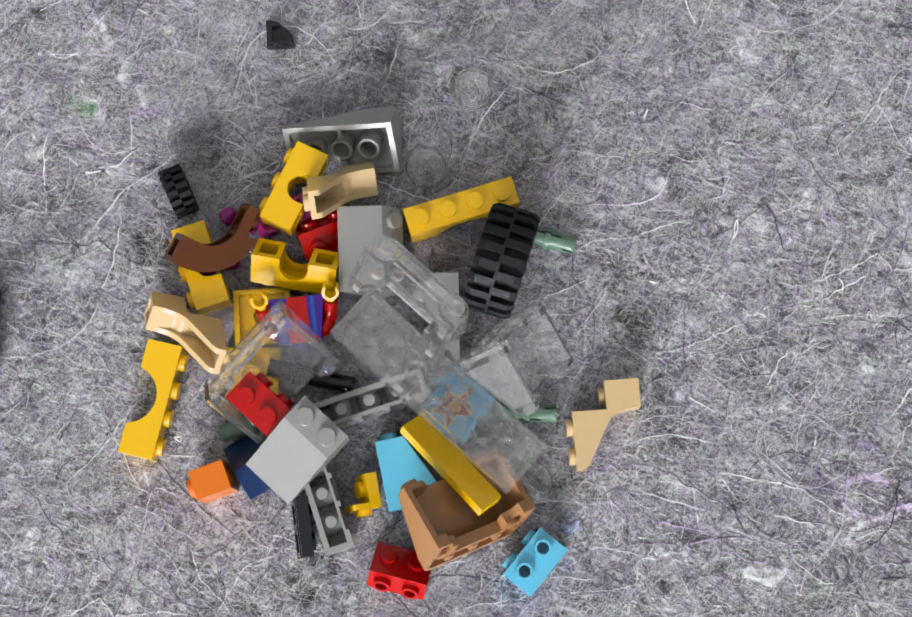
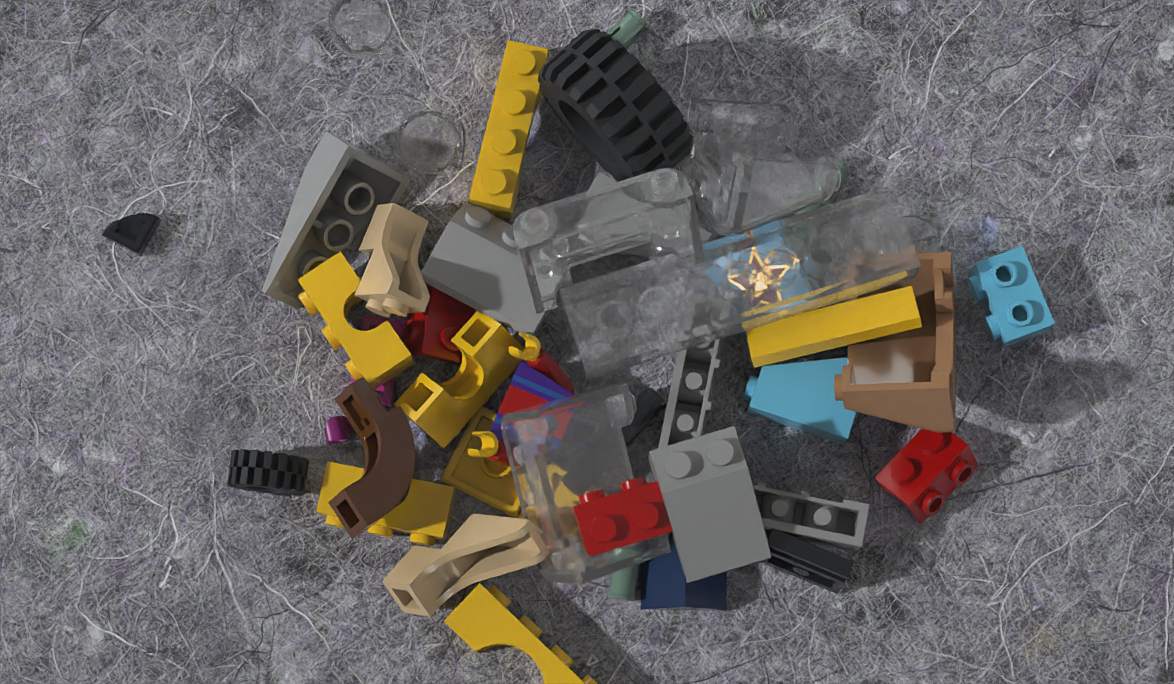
camera: 55 degrees left, 0 degrees up
(211, 482) = (682, 642): orange brick -> none
(367, 492) = (810, 456): yellow bracket -> none
(589, 426) = (882, 135): tan arch -> none

